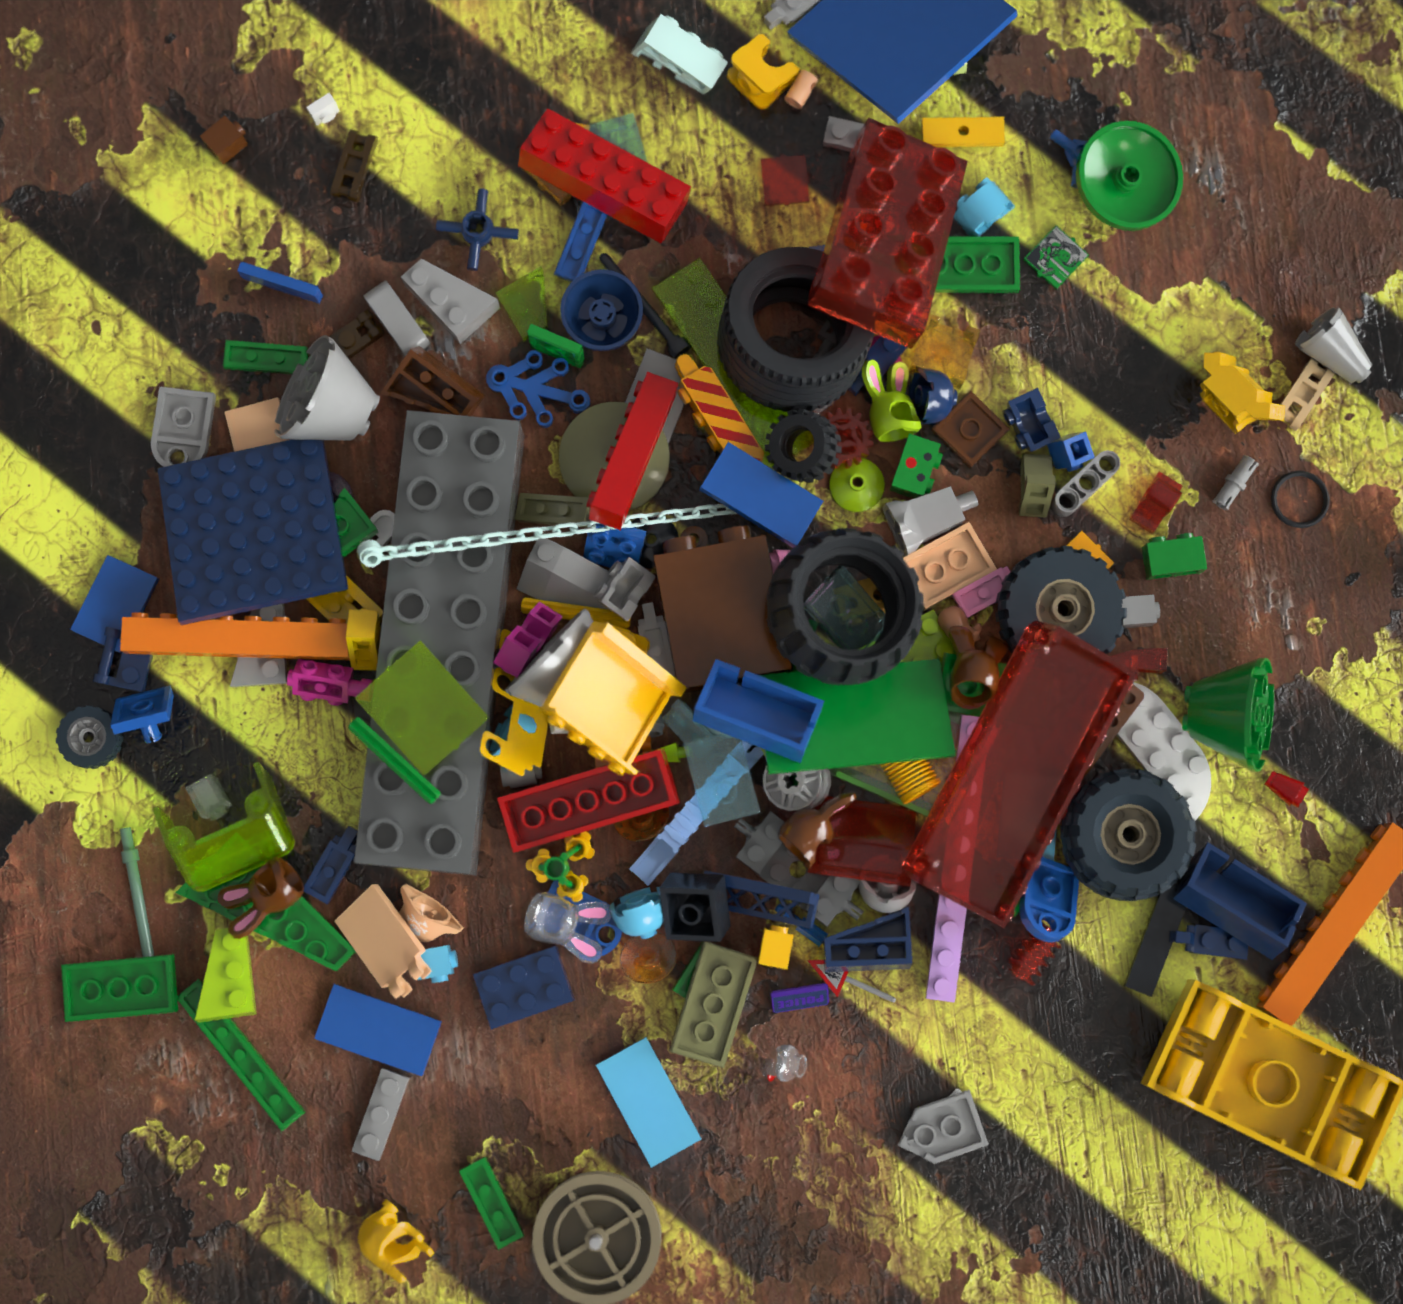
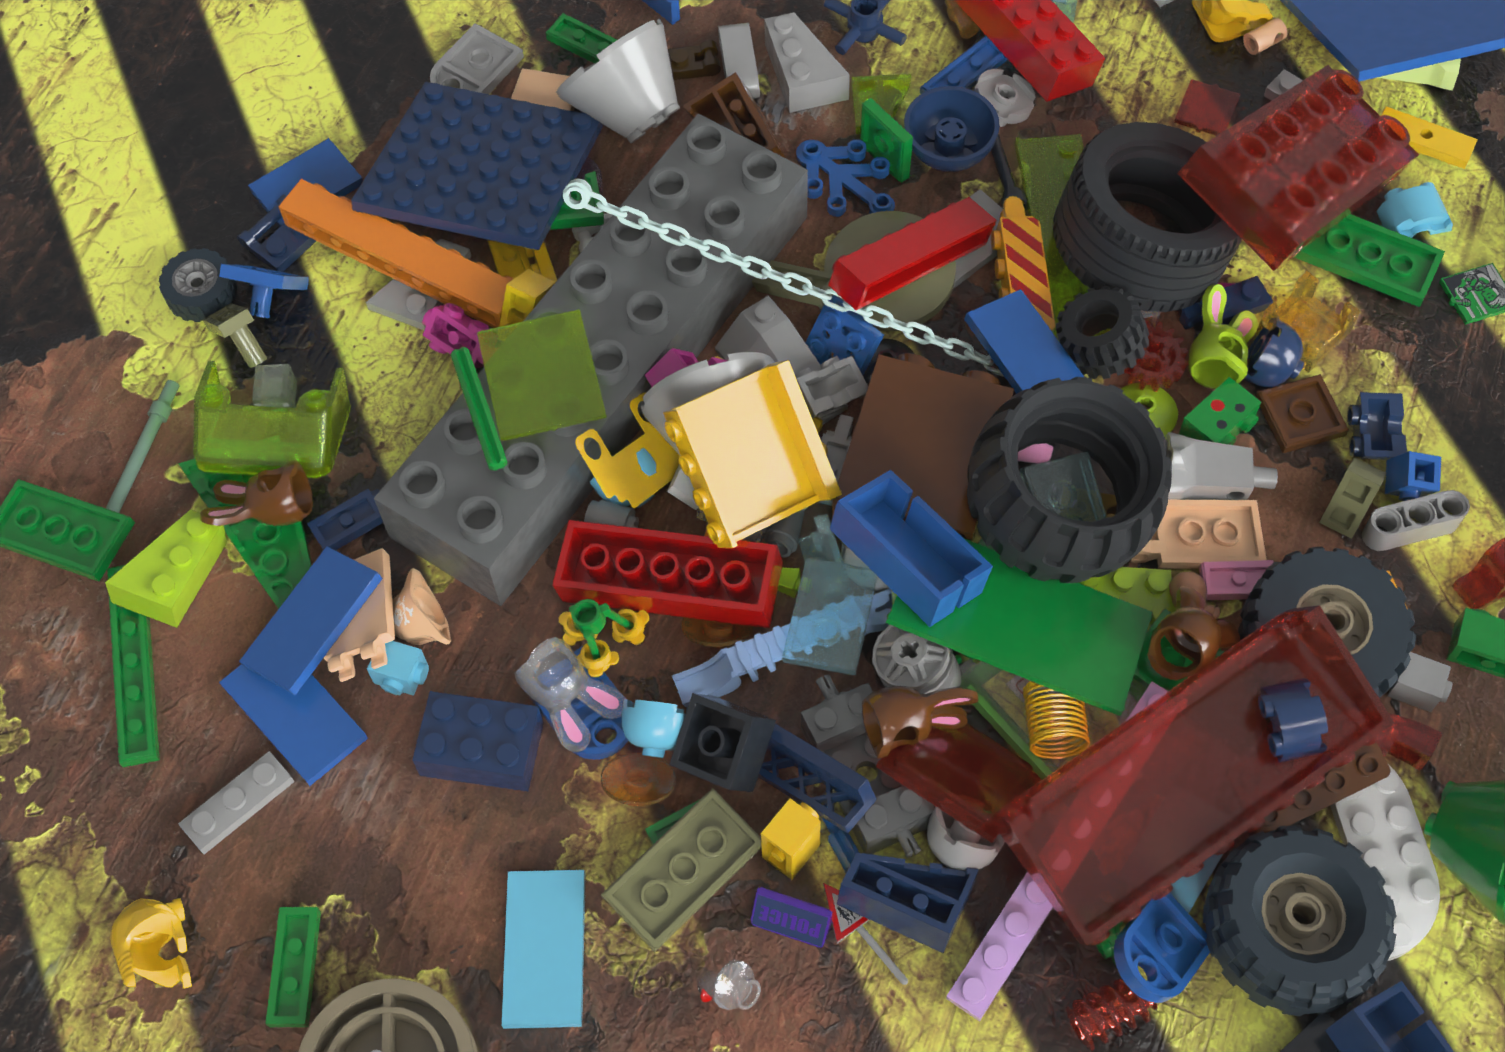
camera: 30 degrees right, 20 degrees down
(149, 767) = (233, 322): none -> olive piece
(355, 965) = (310, 620): none -> blue tile
(623, 239) = (996, 86): none -> light grey plate
(1070, 701) = (1295, 720): none -> dark blue cylinder

